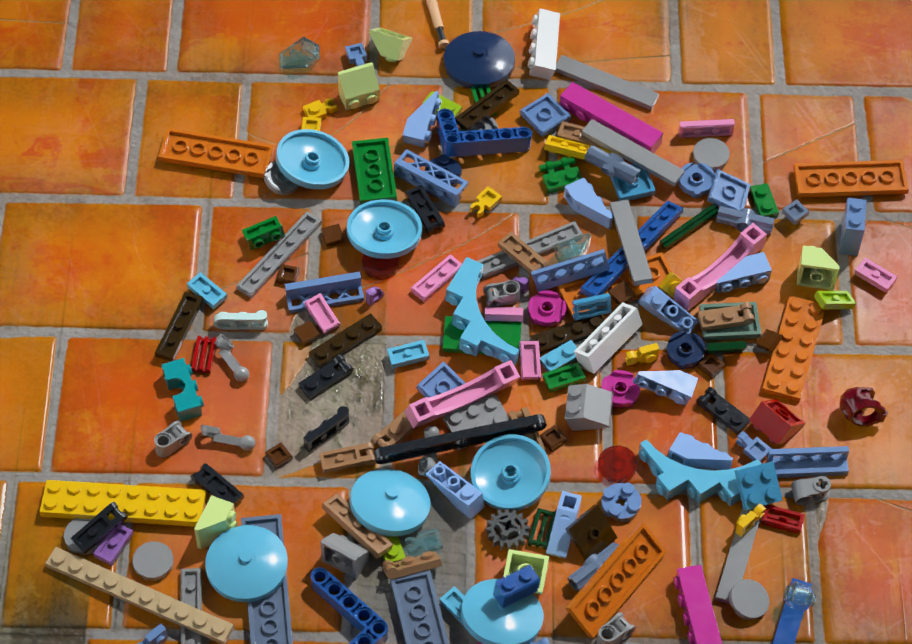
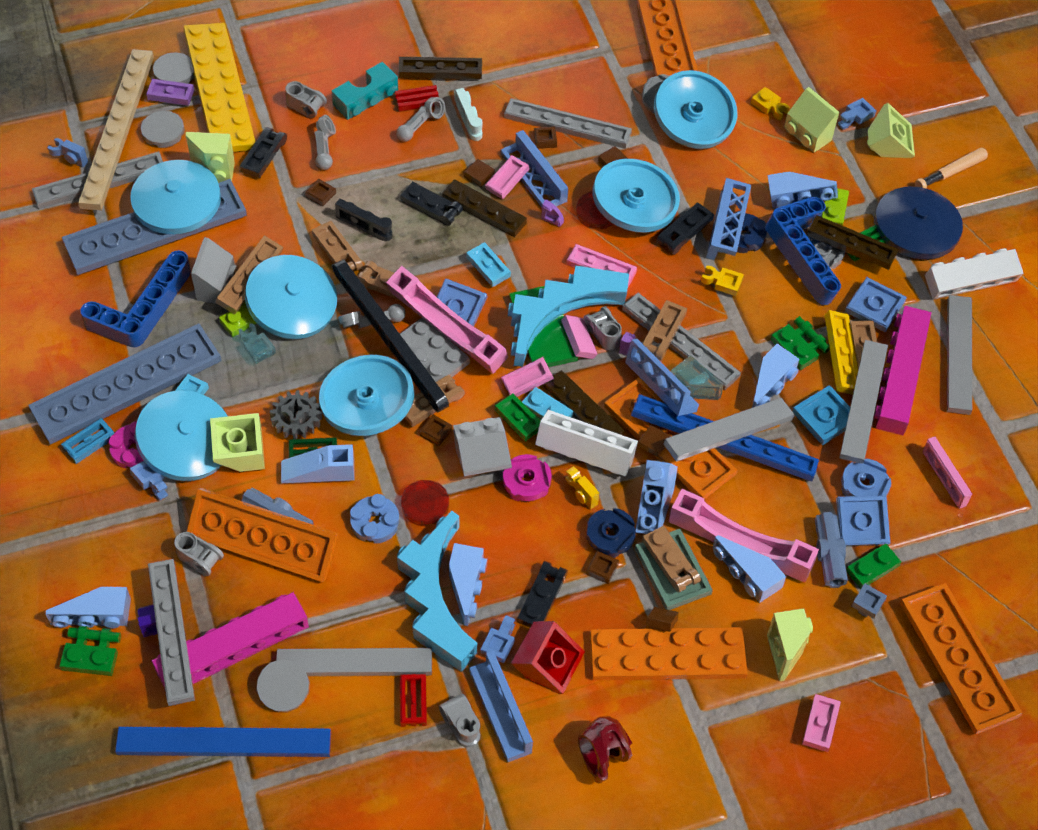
camera: 70 degrees right, 0 degrees up
(98, 527) = (176, 70): black plate -> none
(203, 287) = (493, 76): medium azure plate -> none
(263, 233) = (583, 99): green bracket -> none
(300, 54) = (830, 65): clear light blue slope -> none
(311, 123) = (744, 100): yellow plate -> none
(374, 170) = (709, 169): green plate -> none
(411, 565) = (222, 338): medium nougat plate -> none
(457, 490) = (327, 351): light blue slope -> none
(516, 586) = (202, 425): blue brick -> none
(546, 318) = (605, 388): dark pink plate -> none
(591, 303) = (622, 410): dark azure tile -> none
(591, 532) = (316, 494): dark brown plate -> none
(612, 164) = (830, 381): sand blue piece -> none
(670, 283) = (695, 486): yellow plate -> none
(671, 384) = (551, 526): light blue slope -> none
(689, 226) = (791, 491): dark green axle -> none
(712, 153) = (914, 490): light grey tile -> none
(725, 347) = (631, 572): dark green tile -> none
(747, 521) = (385, 653): yellow plate -> none
(758, 485) = (437, 651): dark azure plate -> none
(799, 596) = (297, 737): clear light blue head -> none
(835, 300) = (756, 679): lime plate -> none
(852, 226) = (873, 668): medium blue brick -> none

